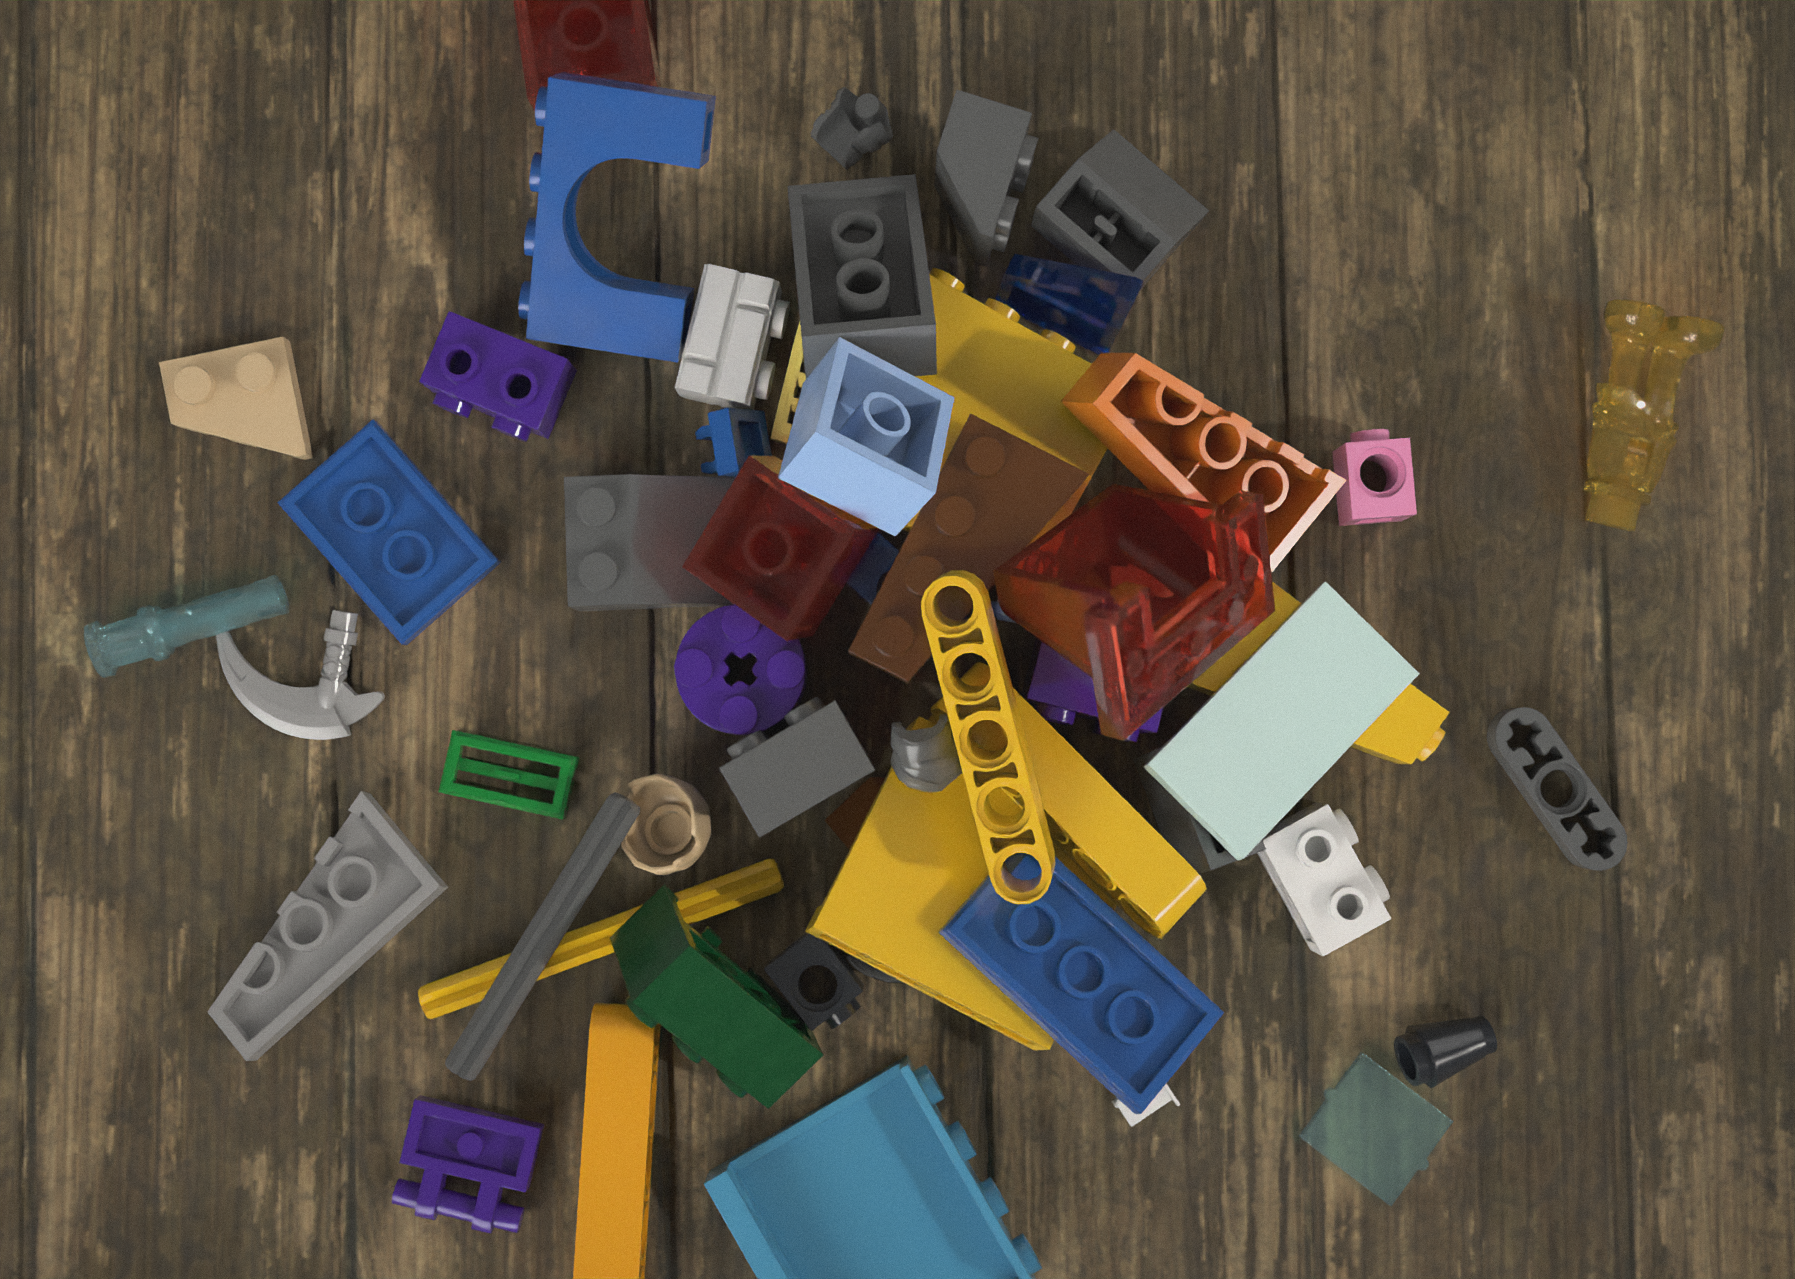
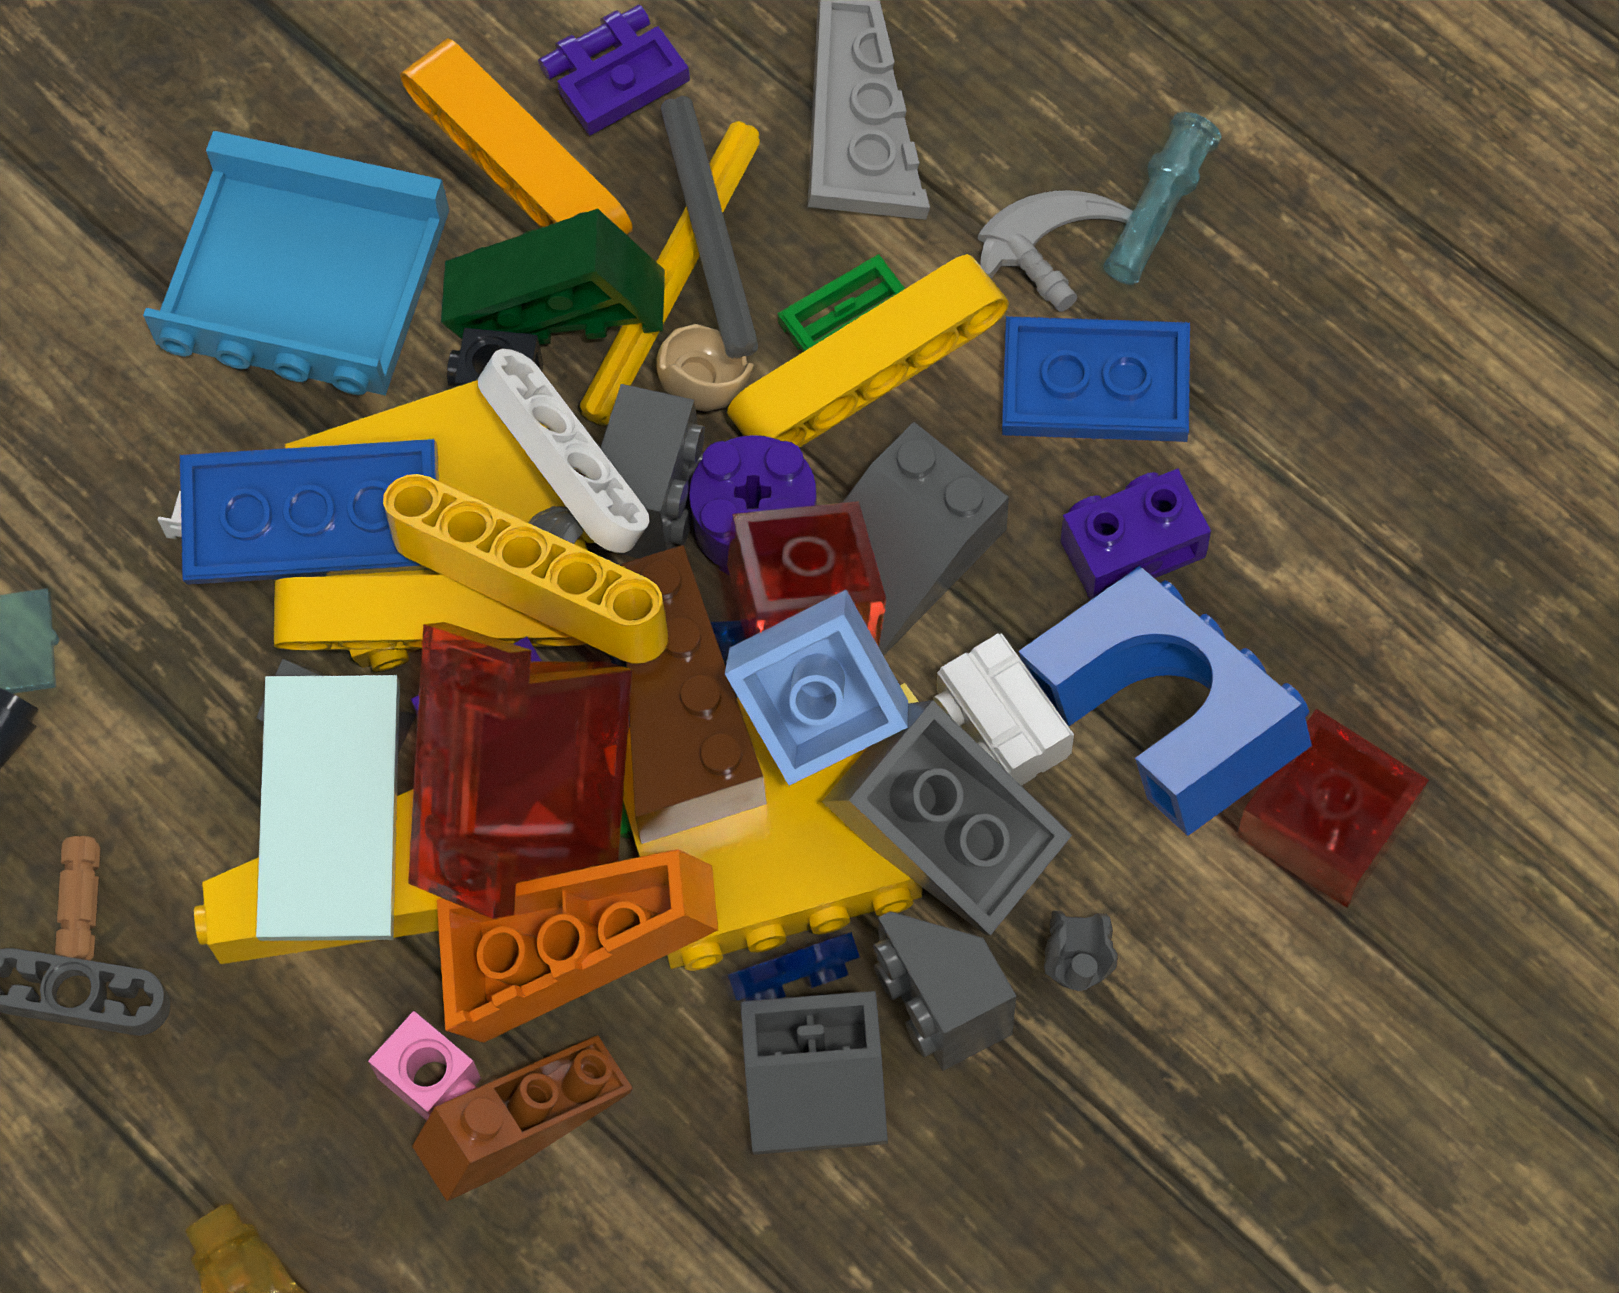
camera: 140 degrees right, 20 degrees down
(241, 396) = (1292, 365): tan wing -> none
(535, 711) = (871, 355): none -> yellow beam
(734, 437) = (919, 650): blue tile -> none
(873, 814) = (601, 501): none -> white beam
(1323, 879) = (194, 759): white brick -> none
(1339, 386) = (517, 1116): none -> dark orange slope
(1494, 857) = (77, 898): none -> medium nougat axle

